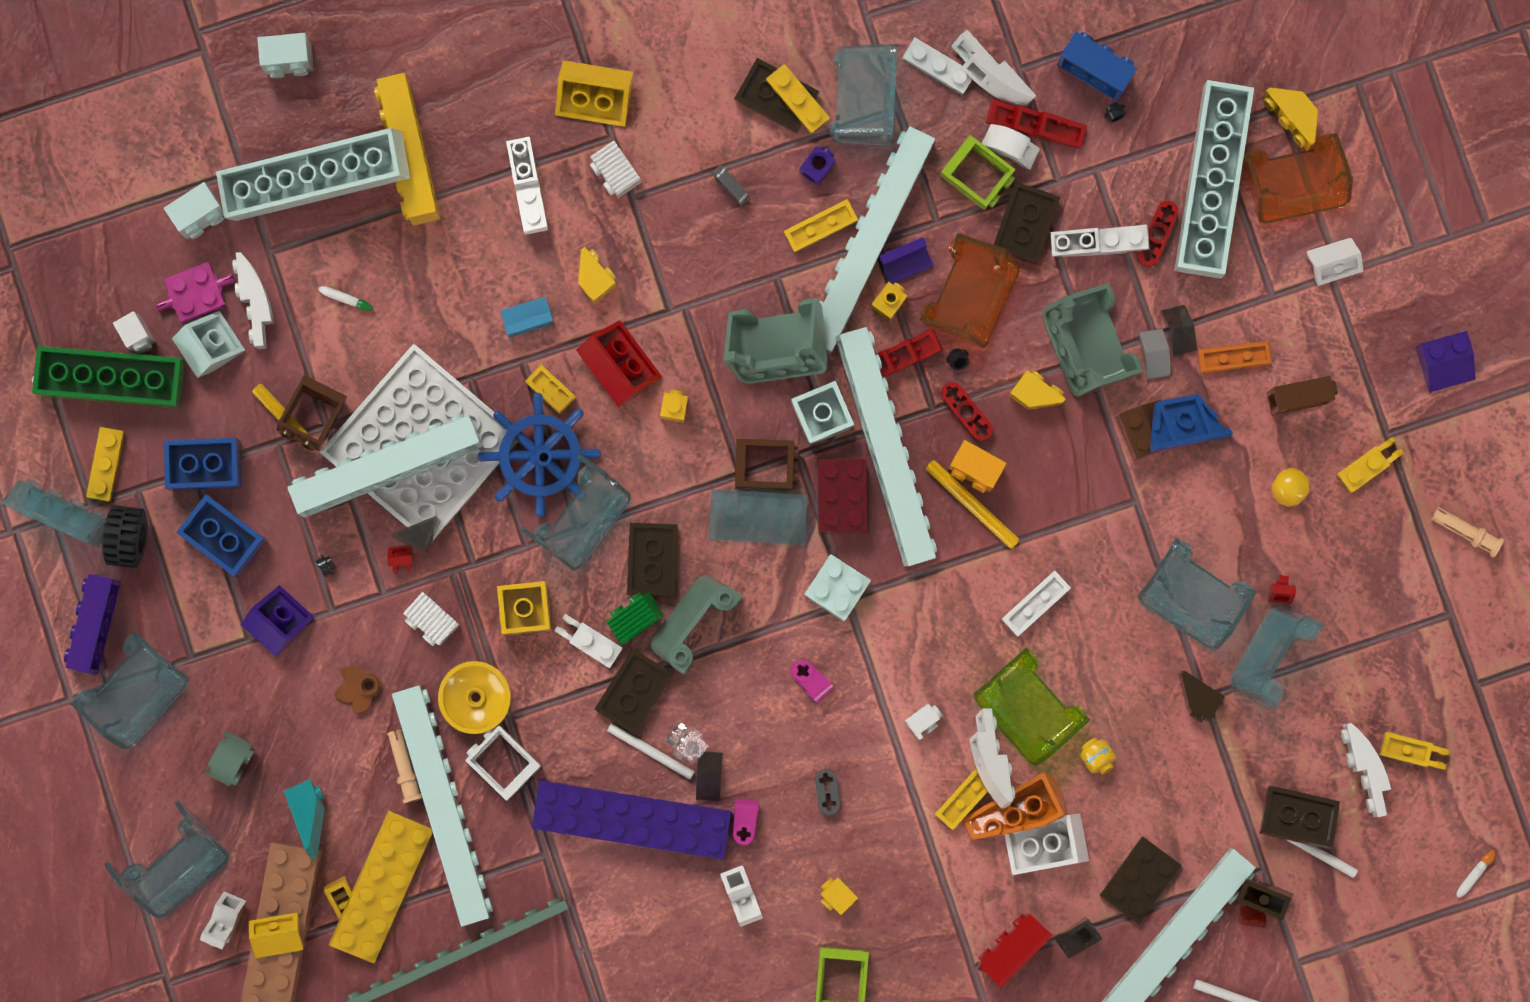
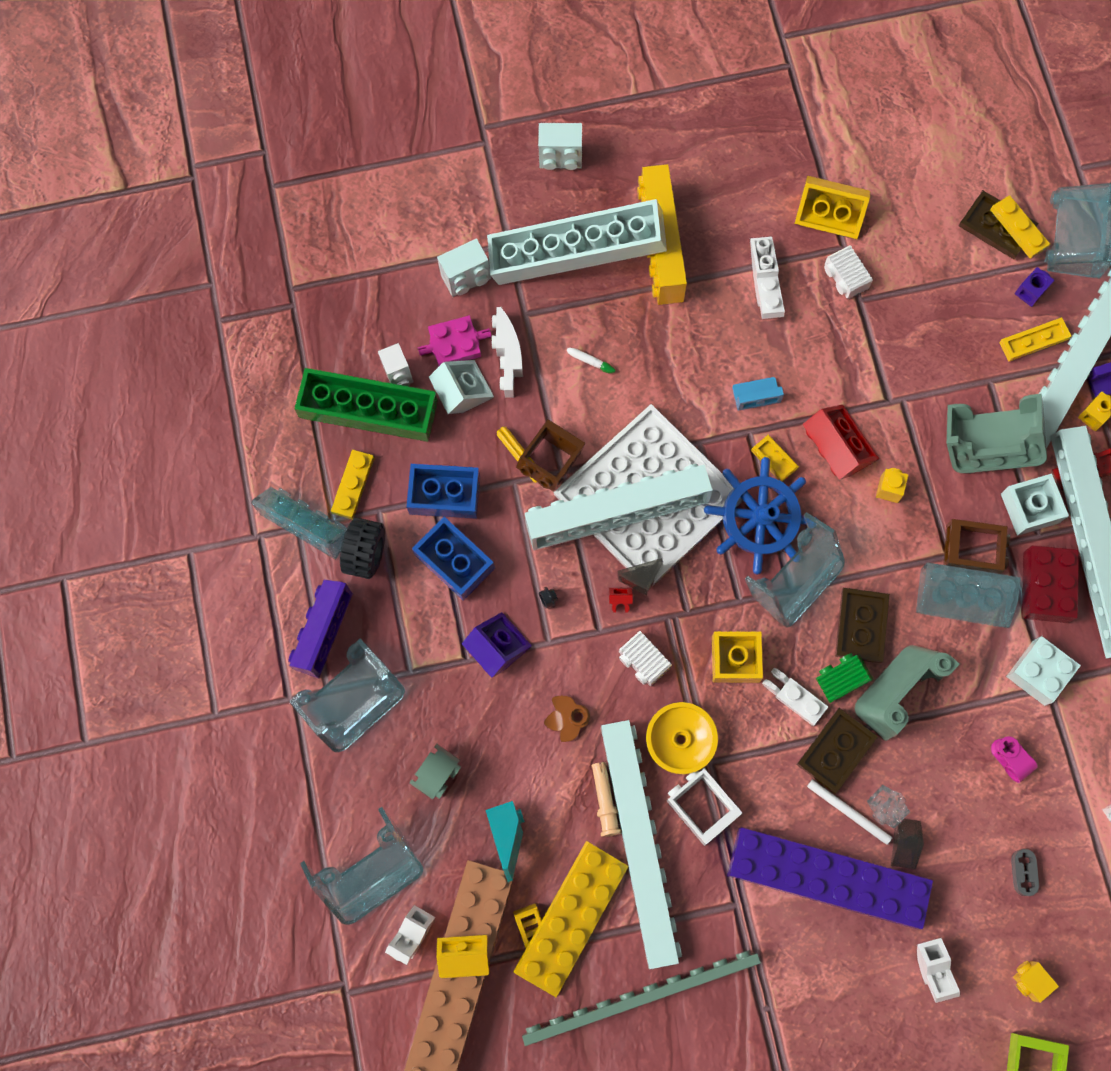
camera: 10 degrees right, 10 degrees down
(593, 278) = (823, 363): yellow slope -> none
(730, 185) = (953, 296): dark grey beam -> none
(745, 816) = (943, 891): dark pink piece -> none

